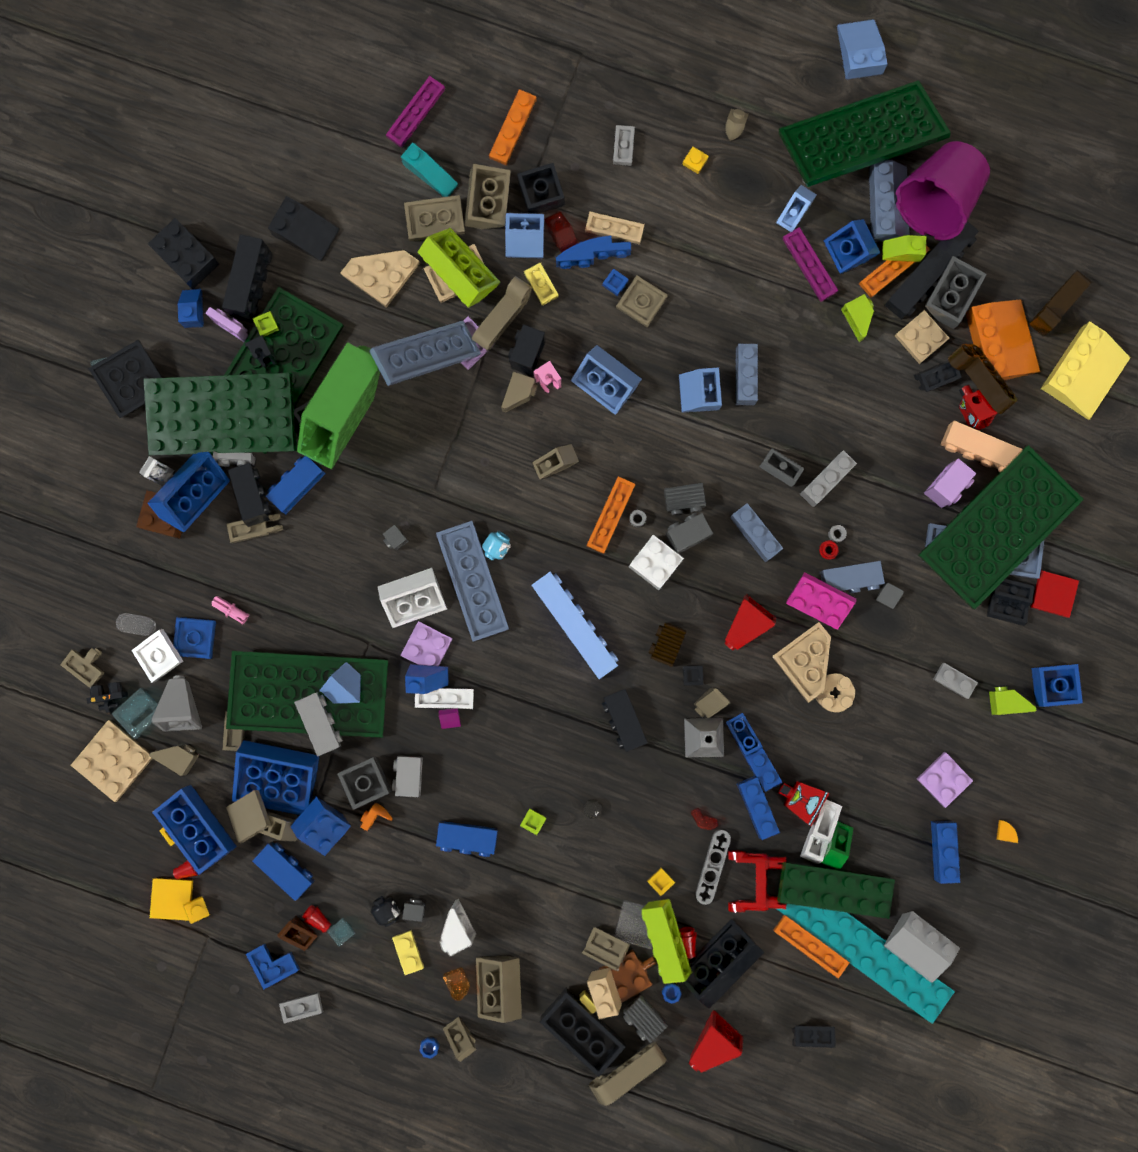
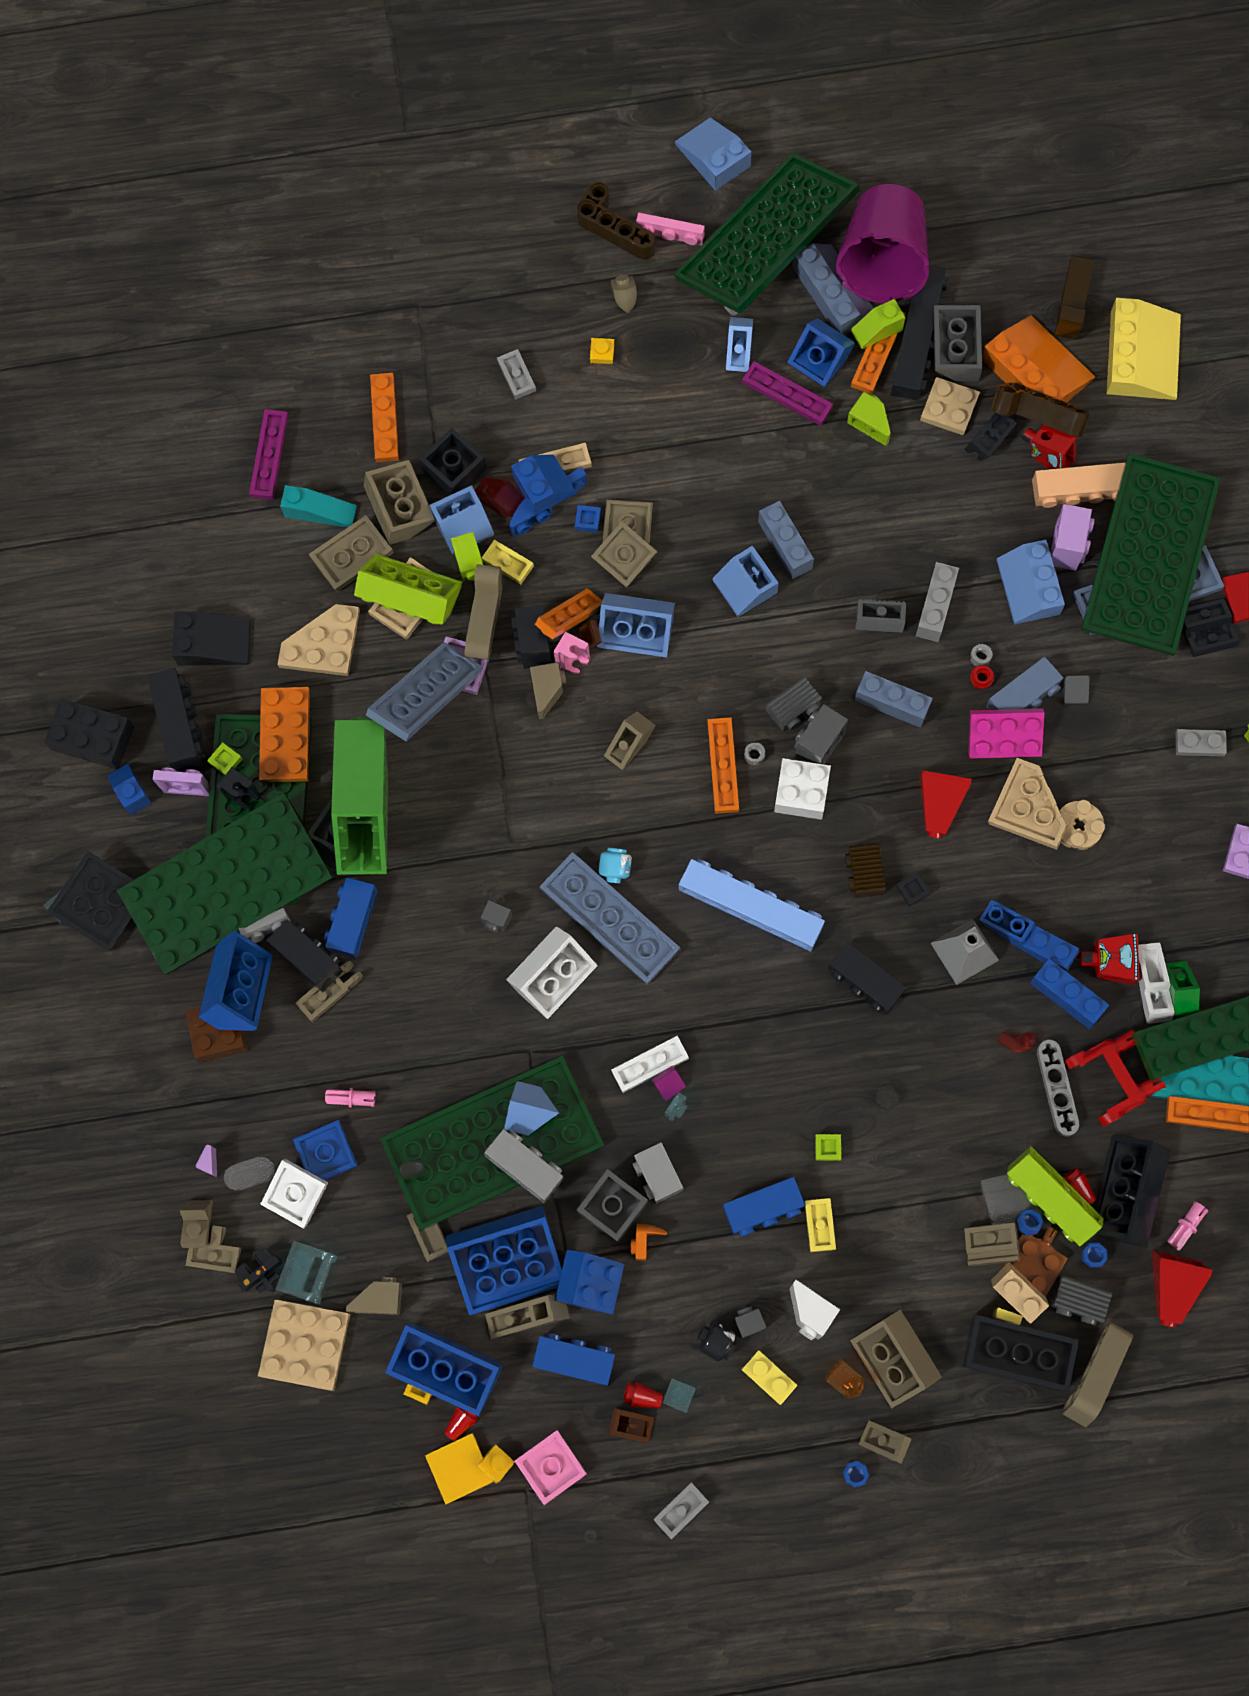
camera: 25 degrees left, 10 degrees down
(82, 639) = (196, 1223): none -> dark tan slope
(111, 602) = (207, 1161): none -> lavender slope
(156, 471) = (184, 984): white slope -> none
(177, 707) = (349, 1240): light grey slope -> none
(231, 932) = (550, 1467): none -> bright pink plate
(240, 686) = (412, 1169): none -> clear smoke tile
(248, 816) = (499, 1318): dark tan tile -> none
(267, 969) = (620, 1488): blue plate -> none
(317, 328) = (284, 734): none -> orange plate
(425, 679) = (618, 1051): blue slope -> none
(426, 646) = (598, 1019): lavender plate -> none
(445, 738) = (677, 1107): none -> clear light blue plate
(498, 871) = (820, 1225): none -> light yellow plate
(513, 264) = (467, 555): none -> lime slope
(560, 348) = (569, 613): none -> orange plate
(568, 369) = (589, 633): none -> reddish brown tile
(596, 238) = (542, 481): none -> blue slope
(626, 323) = (624, 554): none -> dark tan plate
(639, 948) = (1029, 1222): none -> blue tile
(661, 881) = (1009, 1136): yellow plate -> none
(710, 703) = (951, 903): dark tan slope -> none
(746, 1008) = (1187, 1226): none -> bright pink axle
(760, 69) = (639, 242): none -> dark brown beam
(795, 92) = (672, 229): none -> bright pink plate
(903, 500) = (1030, 582): none -> medium blue slope

